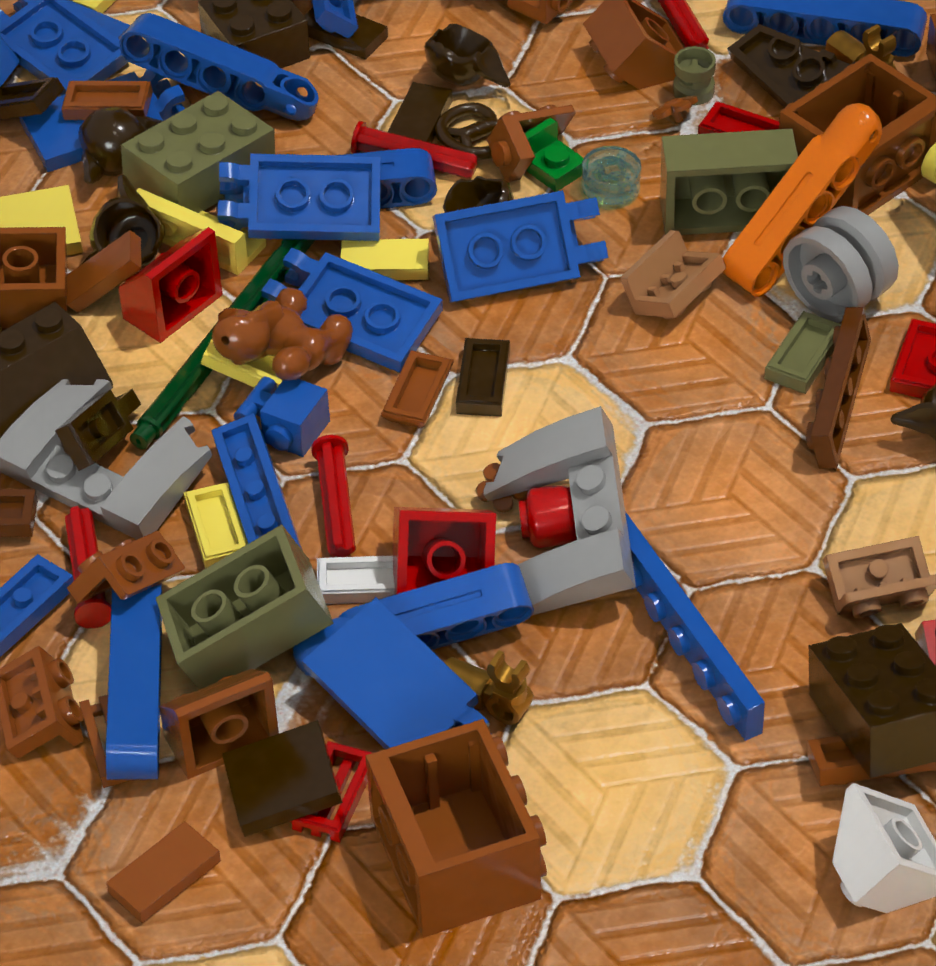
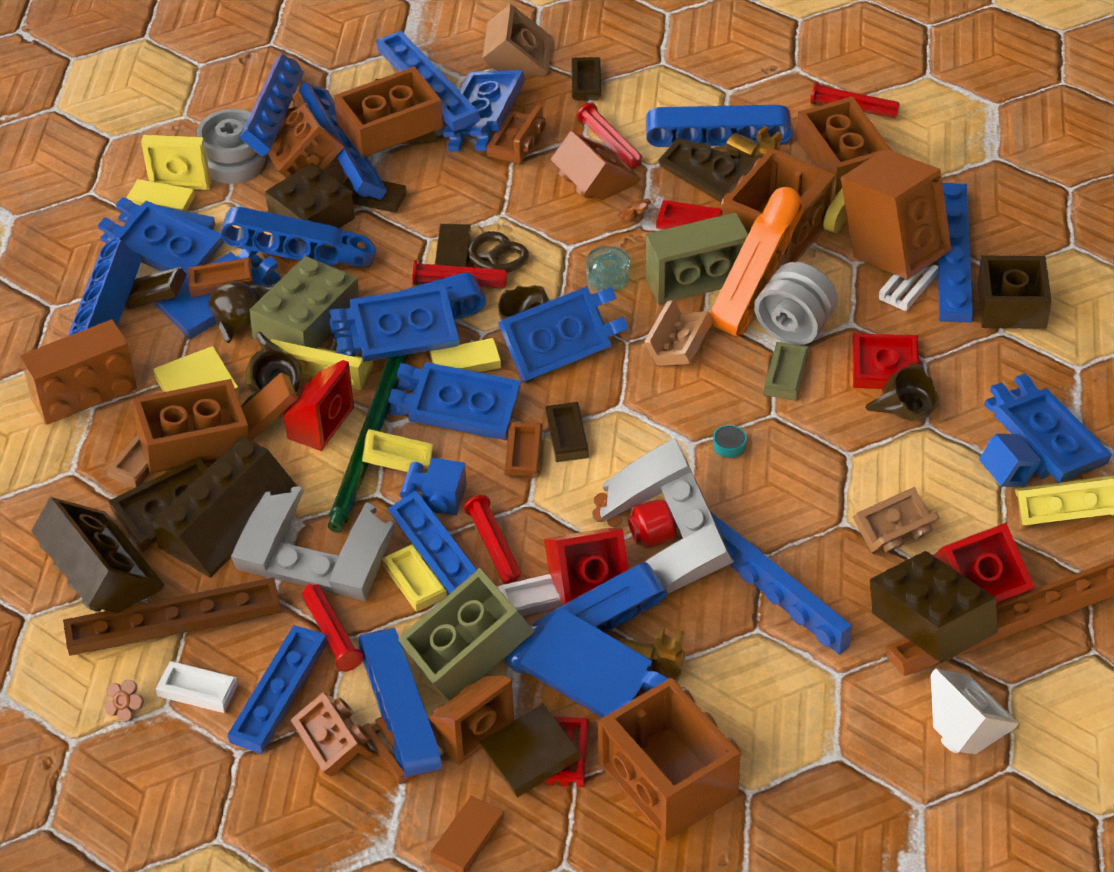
camera: 15 degrees left, 0 degrees up
(97, 427) = (306, 523): dark brown hinge -> none
(127, 568) = (372, 619): dark orange bracket -> none
(280, 332) = (417, 427): dark orange animal -> none
(464, 57) = (473, 198): dark brown piece -> none
(508, 139) = (529, 255): dark orange bracket -> none
(553, 161) = (559, 263): green bracket -> none
(694, 74) = (641, 182): olive wheel -> none
(694, 429) = (729, 441): none -> tile
(842, 381) = (821, 402): reddish brown plate -> none

